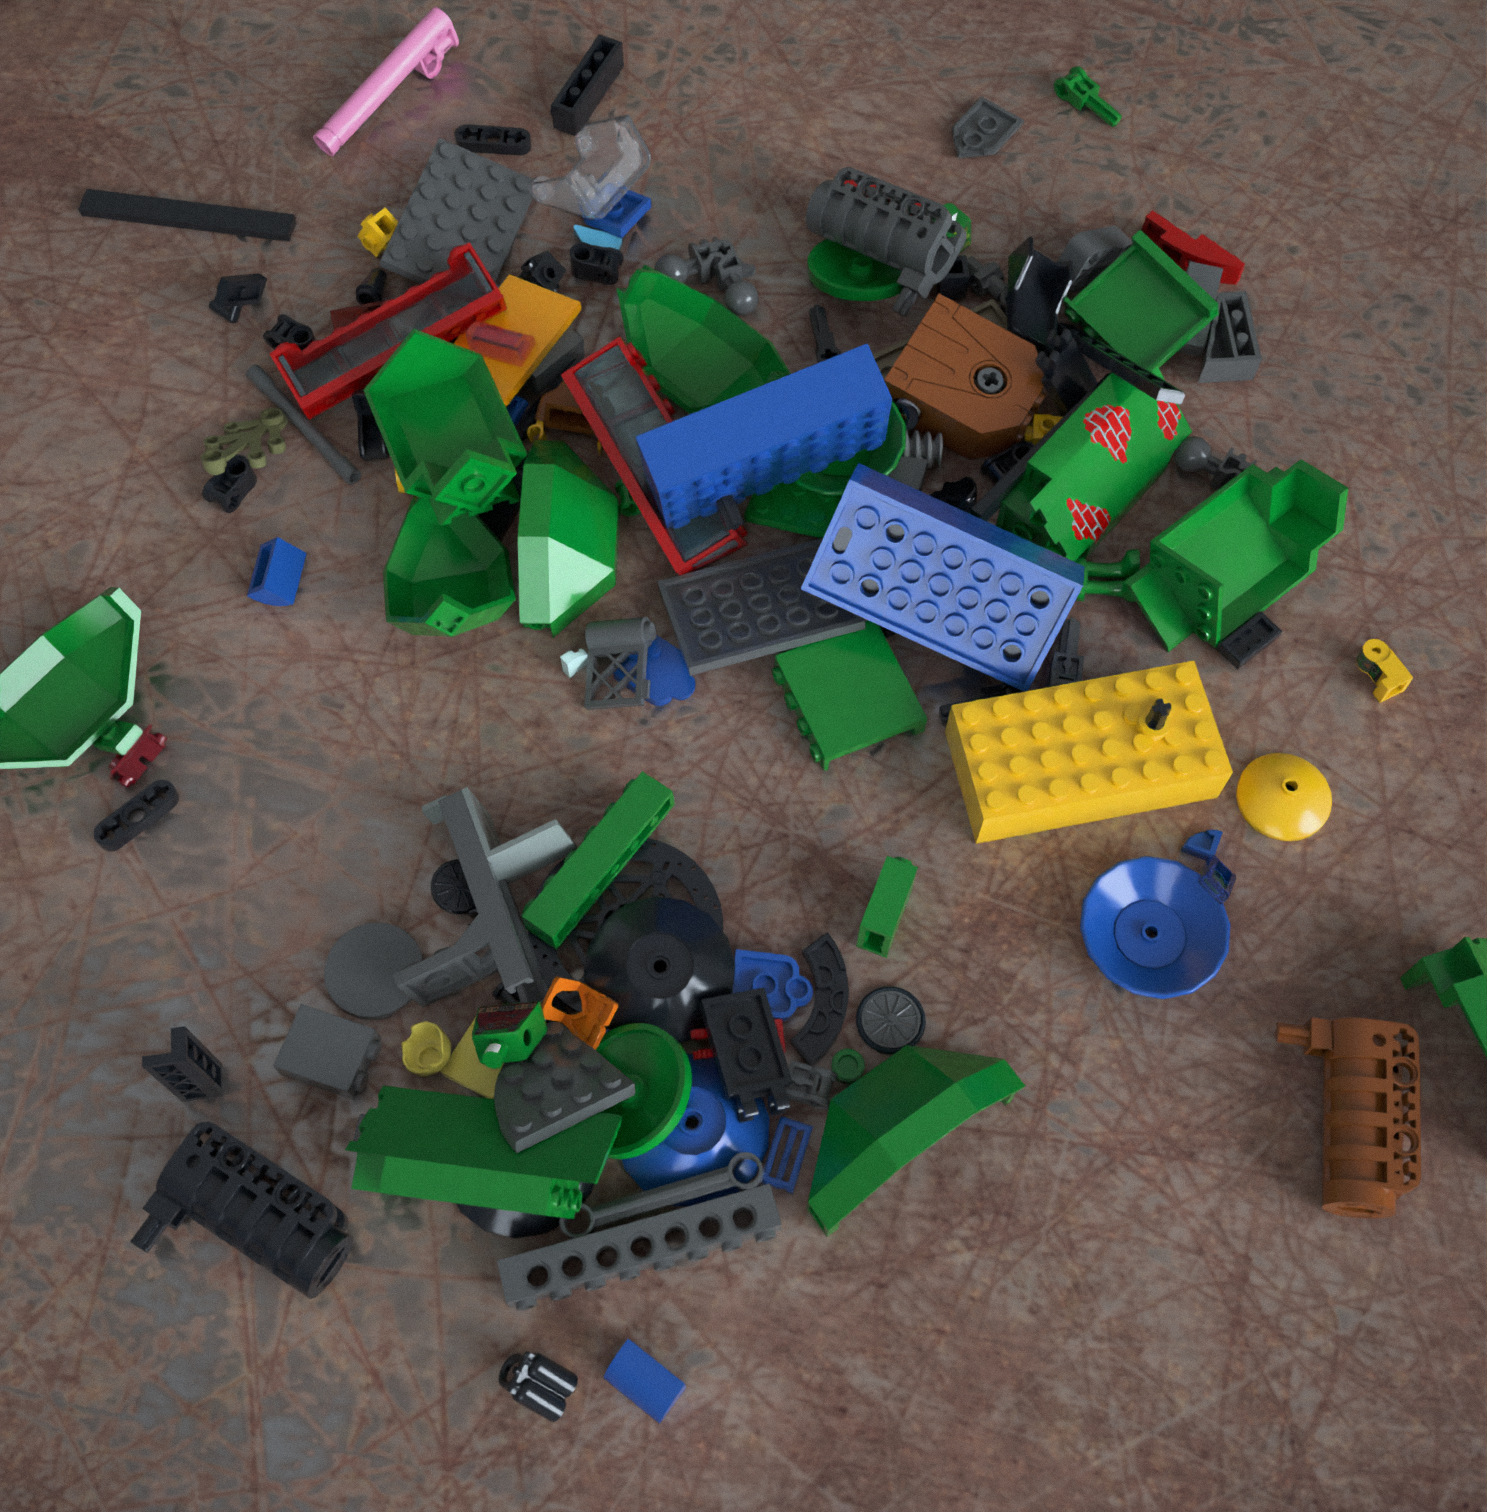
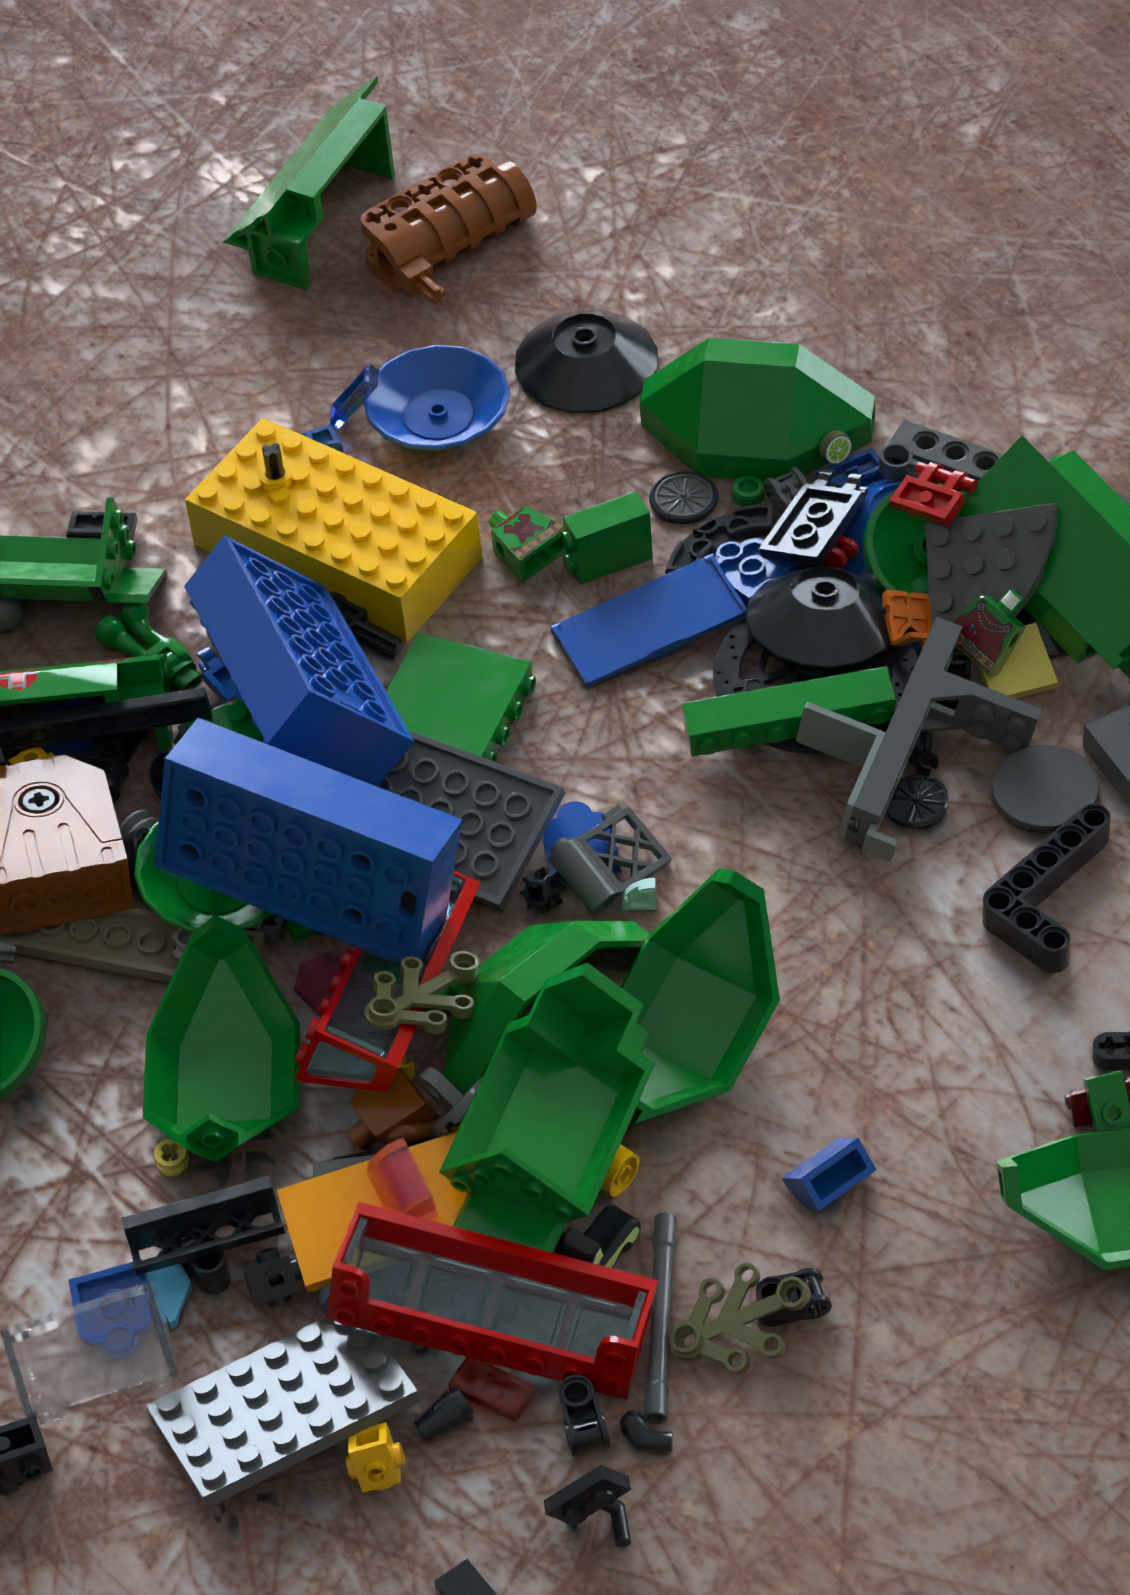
camera: 130 degrees left, 15 degrees down
(250, 357) = (641, 1436): none -> black arm
(308, 881) = (1012, 901): none -> black beam
(426, 1049) = (1056, 695): light yellow hair -> none
(512, 135) = (132, 1523): black beam -> none
(526, 414) = (448, 1098): none -> dark grey tile
(602, 262) = (202, 1218): none -> black fence
(606, 434) = (387, 1013): none -> olive plant
(639, 606) = (542, 890): none -> black gear
(641, 1090) = (931, 501): none -> red plate
(644, 1381) = (1085, 419): blue brick -> none
(720, 260) = (93, 1155): dark grey piece -> none
(790, 877) = (649, 621): none -> blue door
(810, 1150) = (835, 447): none -> tile
(824, 340) = (106, 997): black connector -> none
(953, 869) = (526, 541): none -> green torso
(1093, 1121) = (586, 361): none -> black dish
(1274, 808) = (218, 424): yellow dish -> none
(1383, 668) = (40, 439): yellow leg -> none

